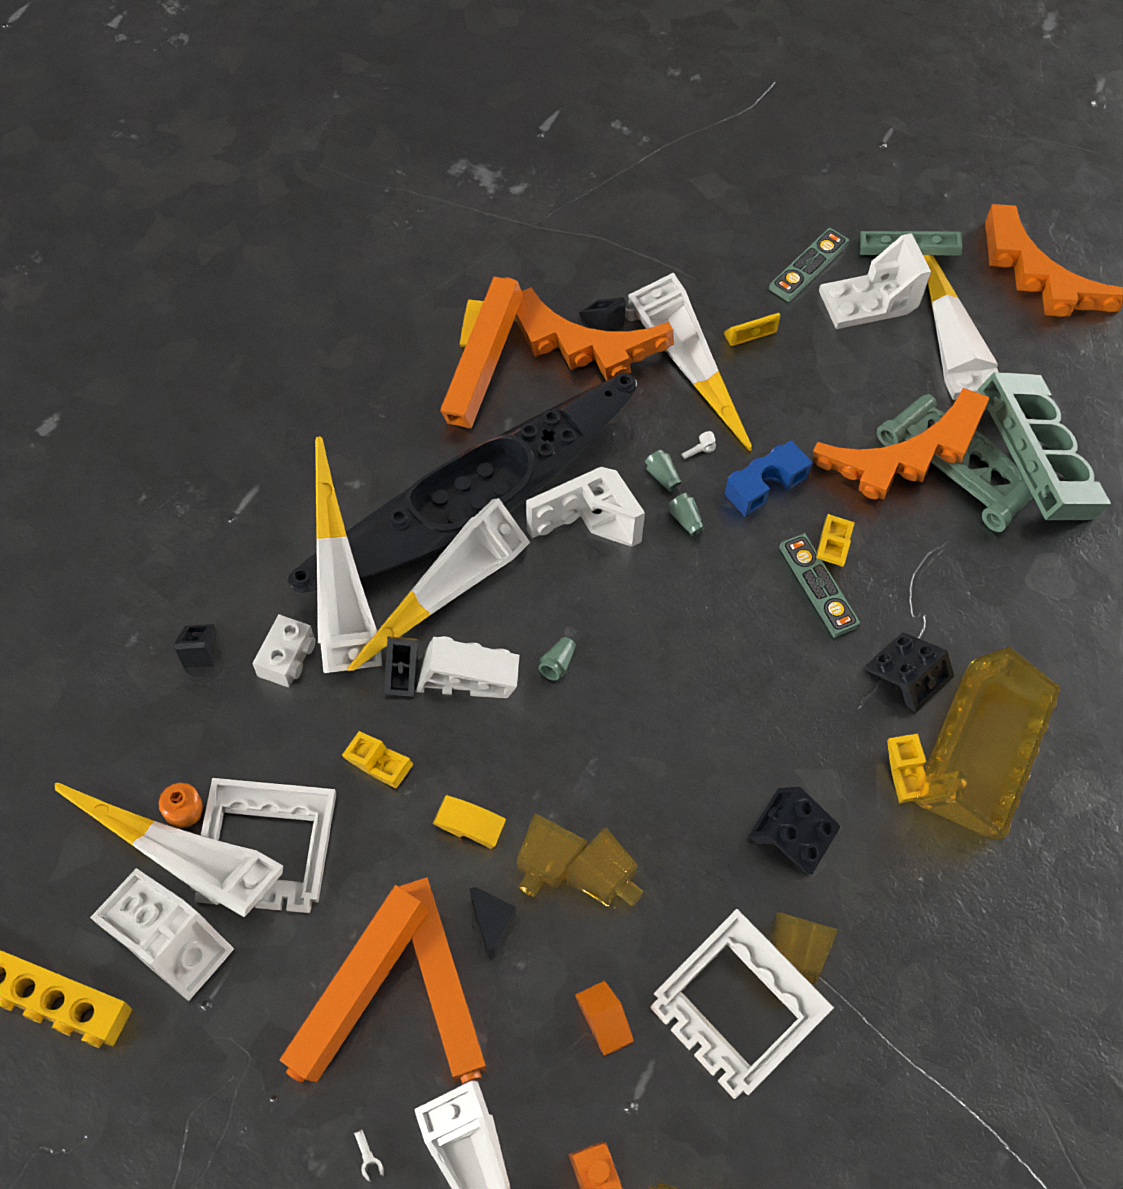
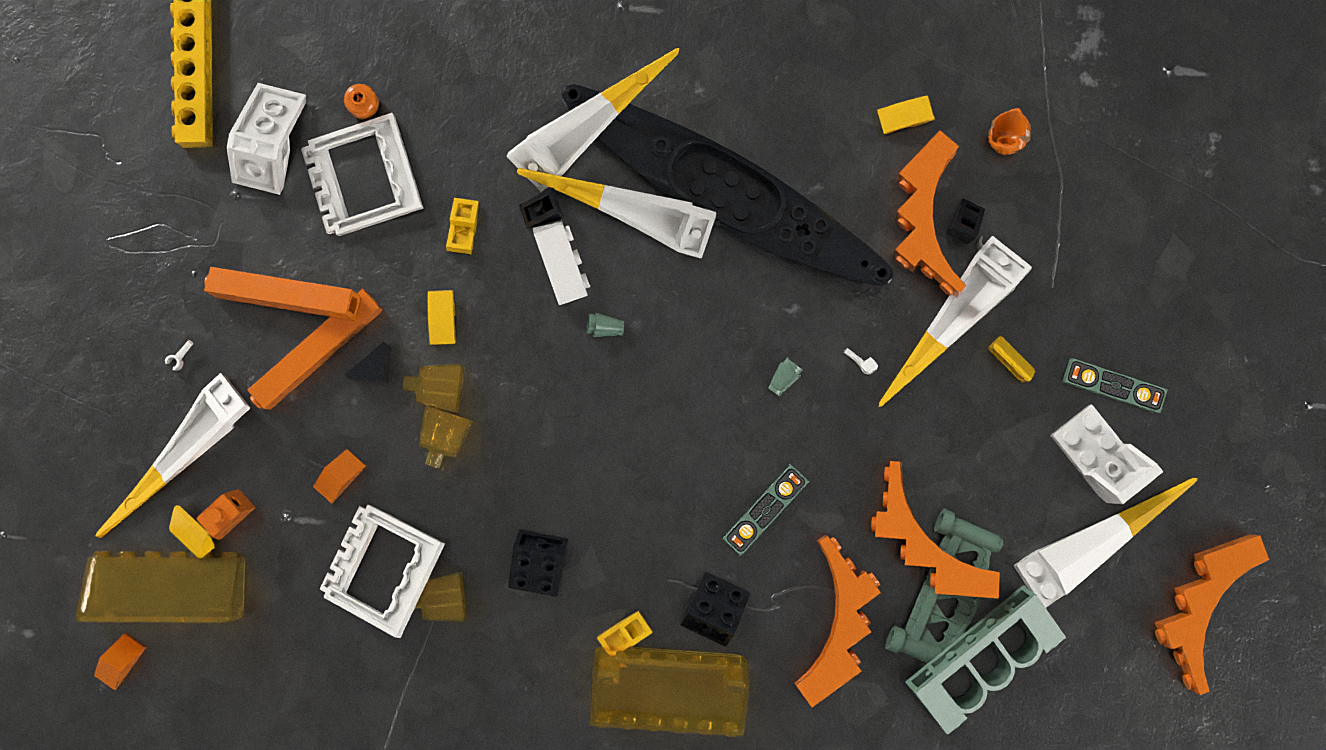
camera: 65 degrees right, 25 degrees up
(196, 645) = (497, 40): black slope -> none
(211, 867) = (321, 154): white plate -> none
(284, 651) = (518, 111): white brick -> none
(482, 352) = (870, 135): orange brick -> none
(537, 250) = (1009, 132): none -> orange hair
(603, 489) = (750, 313): white bracket -> none
(662, 469) = (820, 340): sand green cone -> none
(783, 464) = (870, 440): blue arch -> none
(835, 540) = (812, 509): yellow slope -> none
(928, 241) = (1181, 472): sand green tile -> none
(970, 552) = (835, 663): none -> orange arch

